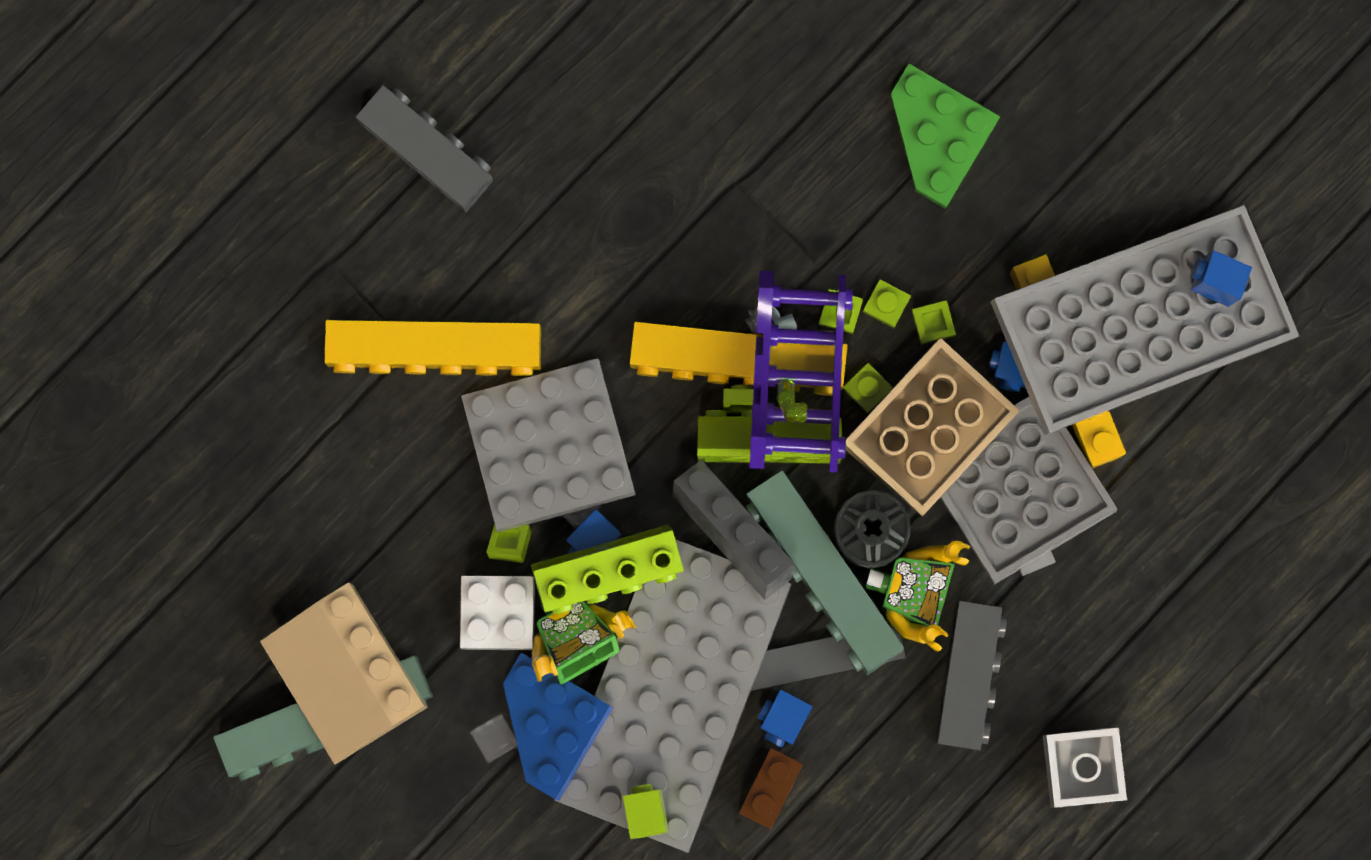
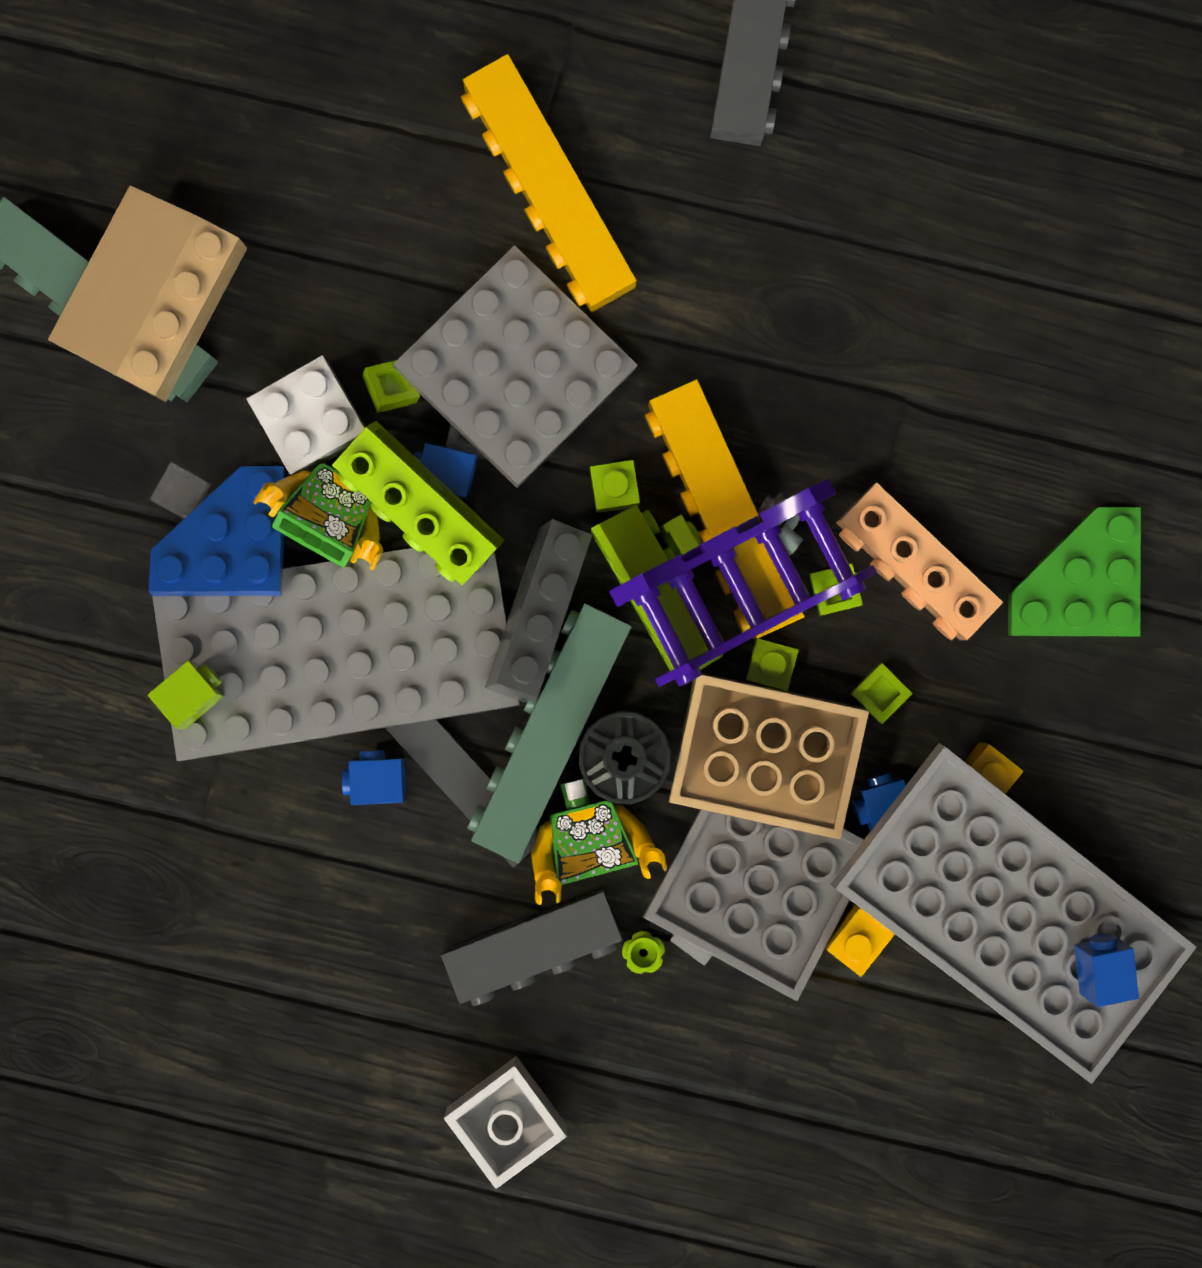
camera: 55 degrees right, 5 degrees up
(675, 424) = (614, 486): none -> lime brick
(770, 788) = (293, 808): reddish brown brick -> none
(786, 399) = (707, 586): clear neon green arm -> none
(856, 242) = (919, 563): none -> light nougat brick
(886, 303) = (872, 632): lime plate -> none
(1011, 598) = (651, 961): none -> lime plate

